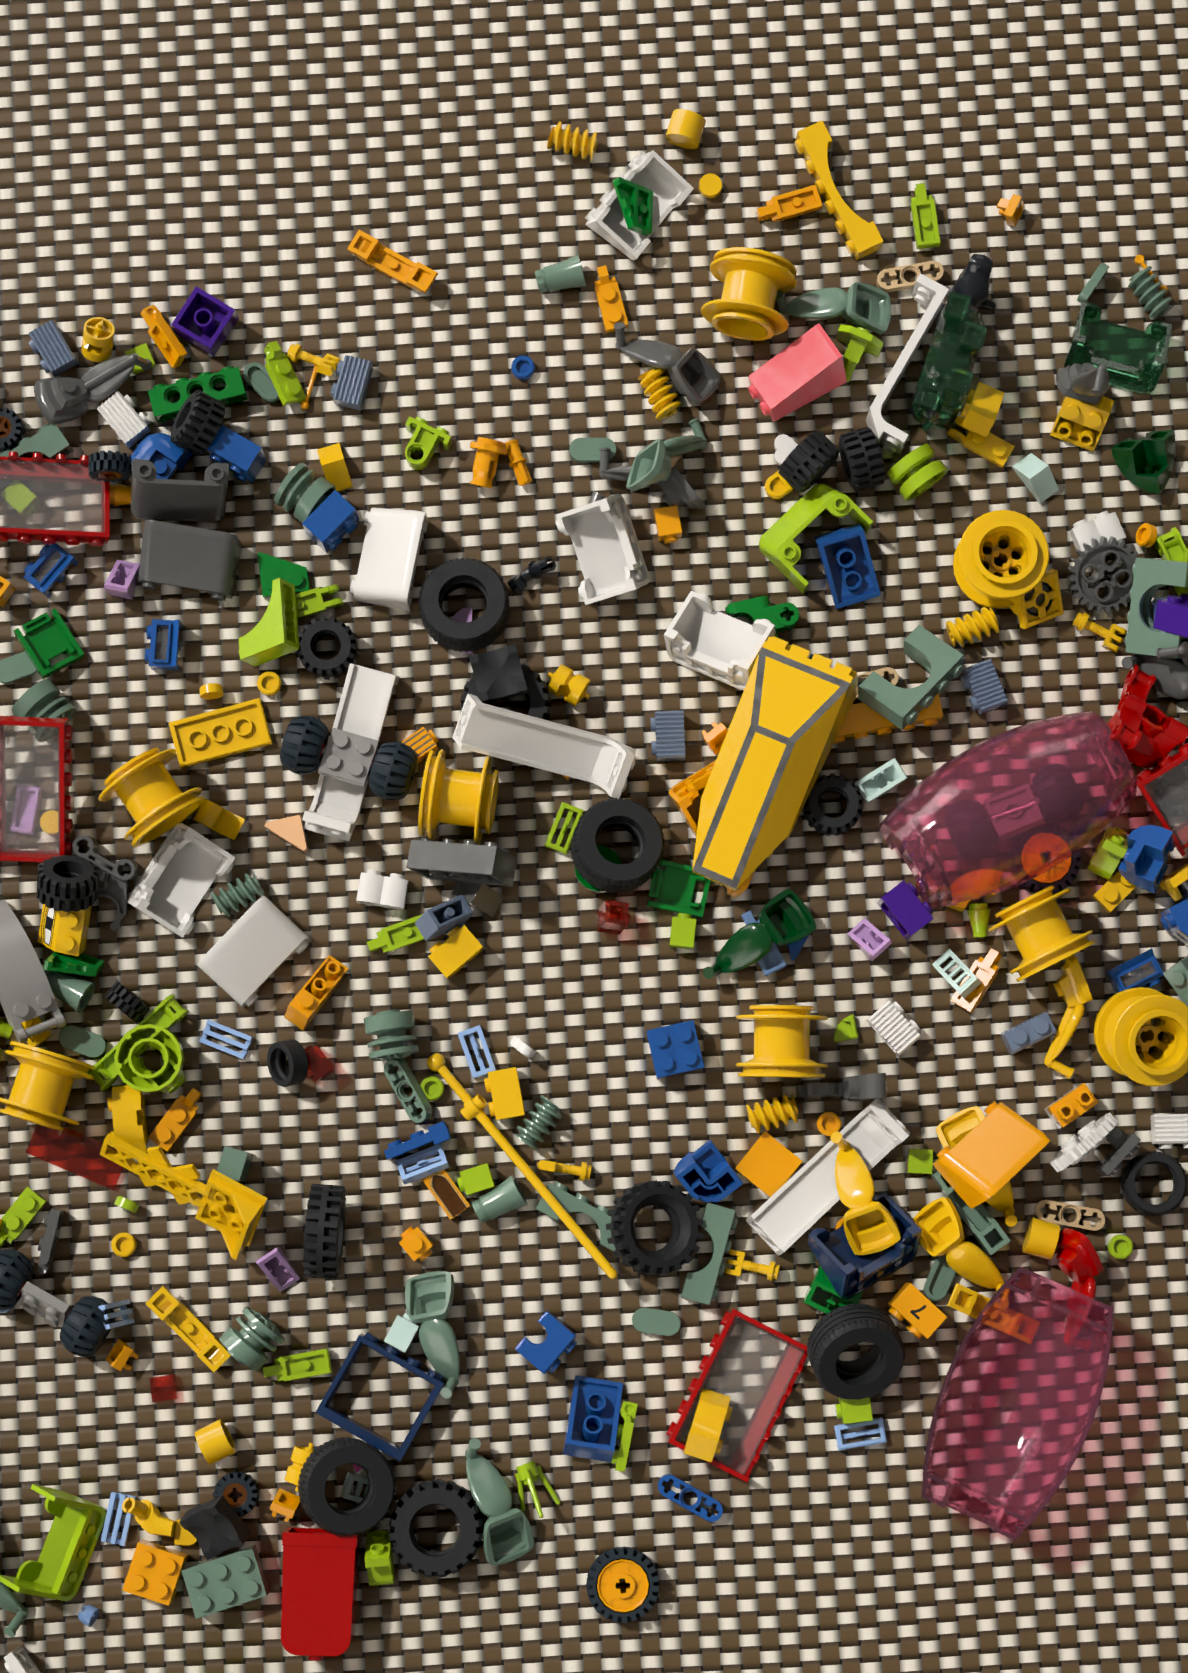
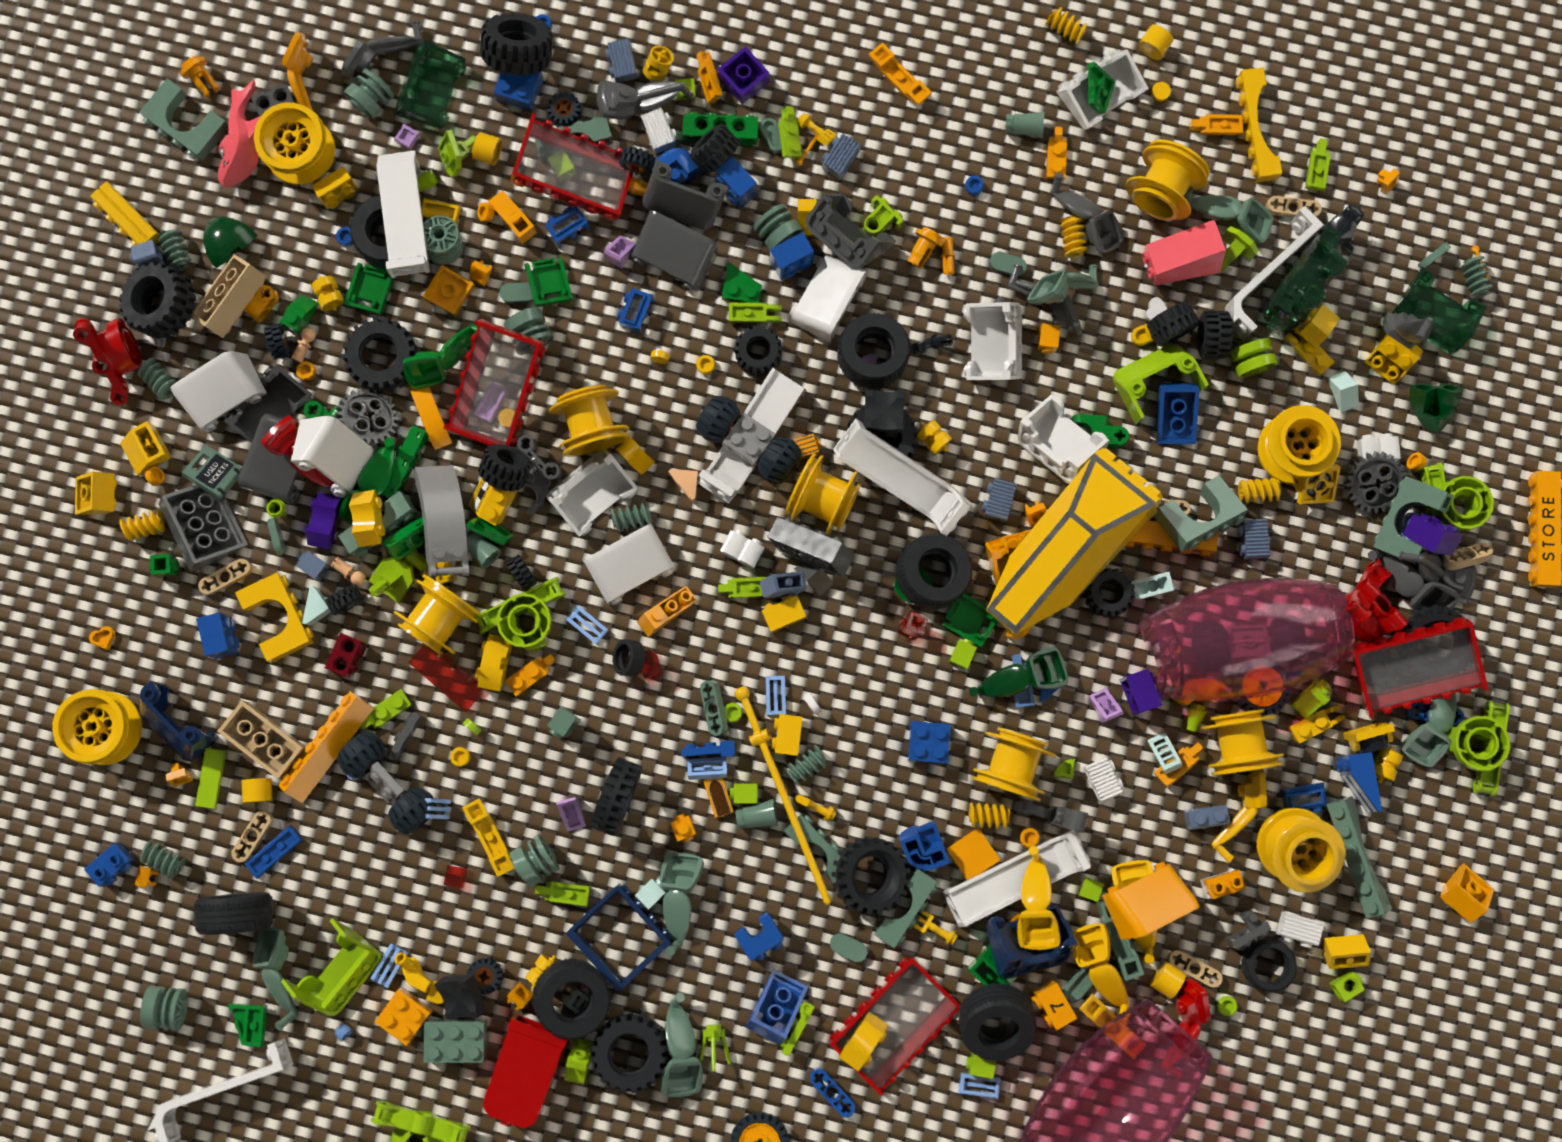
camera: 15 degrees right, 0 degrees up
(82, 1041) = (478, 592): sand green tile -> none
(119, 1355) = (430, 840): light orange tile -> none
(215, 1442) = (481, 931): yellow piece -> none
(220, 733) = (656, 390): yellow tile -> none
(224, 1203) = (545, 751): yellow piece -> none
(276, 631) = (723, 326): lime arch -> none
(383, 478) = (842, 236): none -> dark grey windscreen
(391, 1034) = (714, 662): sand green wheel -> none
(556, 847) = (906, 533): lime tile -> none
(1078, 1146) = (1227, 915): white gear -> none
(1081, 621) = (1346, 512): yellow hinge -> none
(1147, 856) = (1342, 710): blue brick -> none

